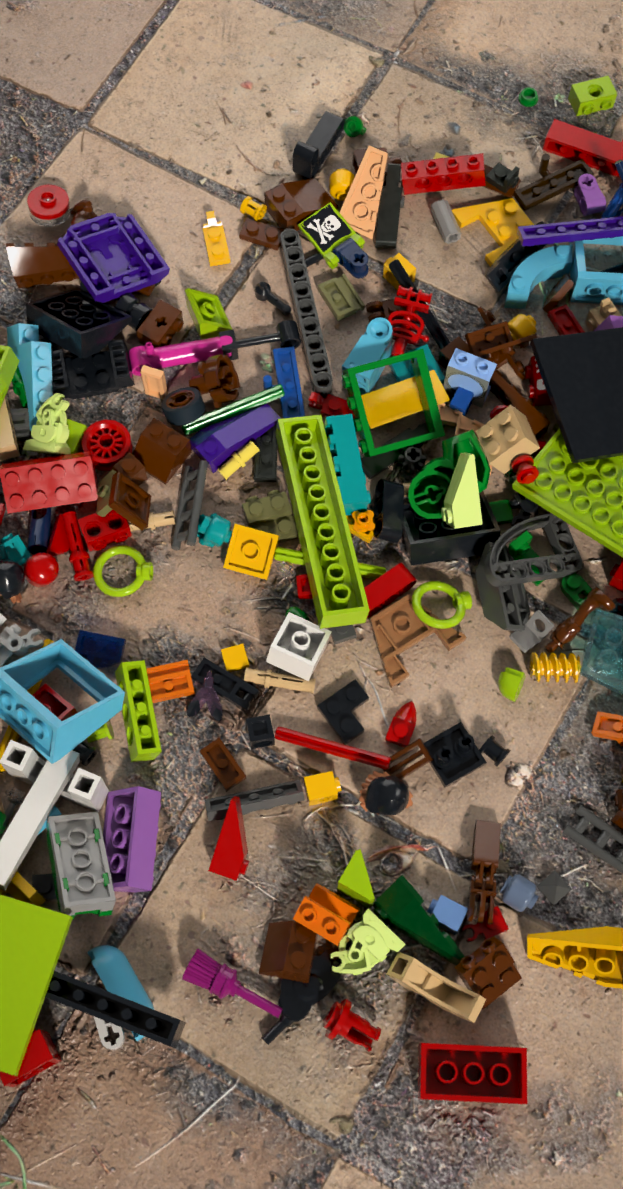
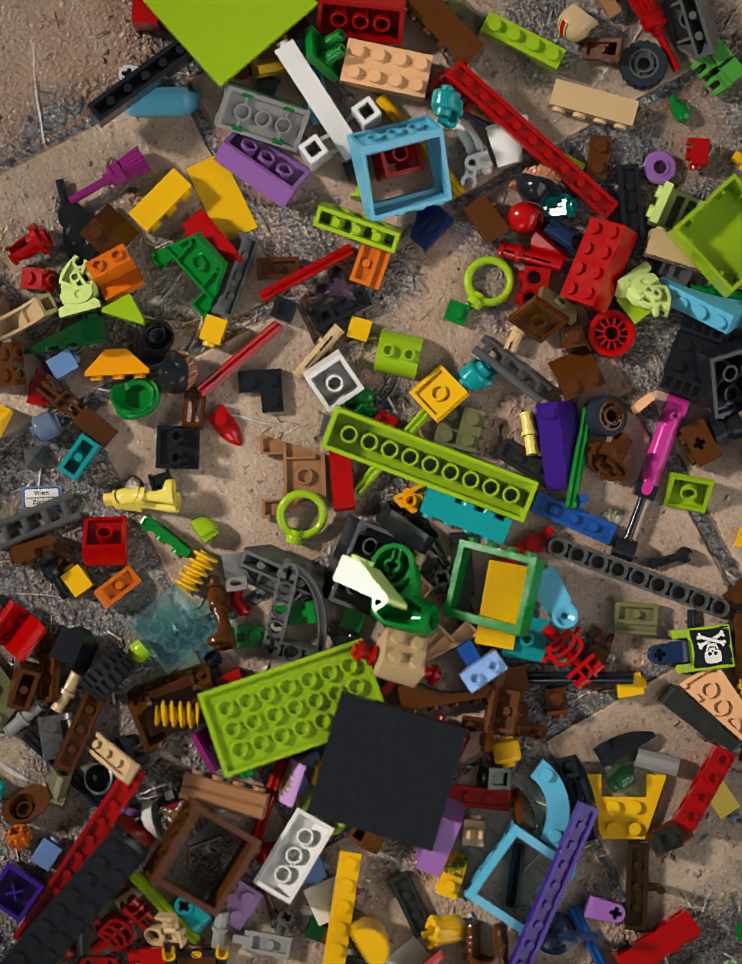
camera: 125 degrees right, 20 degrees up
(63, 602) = (486, 219): none -> reddish brown brick
(166, 582) = (456, 312): none -> green plate
(184, 864) = (221, 198): none -> yellow sticker
(212, 733) = (306, 272): none -> red axle
(224, 917) = (161, 201): none -> yellow brick
(236, 609) = (398, 354): none -> lime brick
(263, 836) = (200, 263): none -> green wing
(308, 608) = (365, 409): none -> green plate
(367, 836) = (155, 341): none -> black cap
(380, 997) = (38, 279): none -> red bracket
(414, 860) = (117, 364): none -> light orange slope
(433, 822) = (135, 398): none -> green piece
(453, 317) = (556, 702): none -> reddish brown bracket
(456, 252) = (621, 745): none -> black piece
(477, 237) = (622, 778): none -> clear green head
(526, 760) = (140, 498): none -> light yellow piece
(526, 838) = (79, 457): none -> teal brick
(541, 714) = (165, 536): none -> green hinge
(549, 325) = (494, 778): none -> pearl dark grey bracket
(557, 614) = (238, 605): none -> red arm
(585, 767) = (105, 541): none -> red slope
(588, 863) = (38, 494): none -> sticker

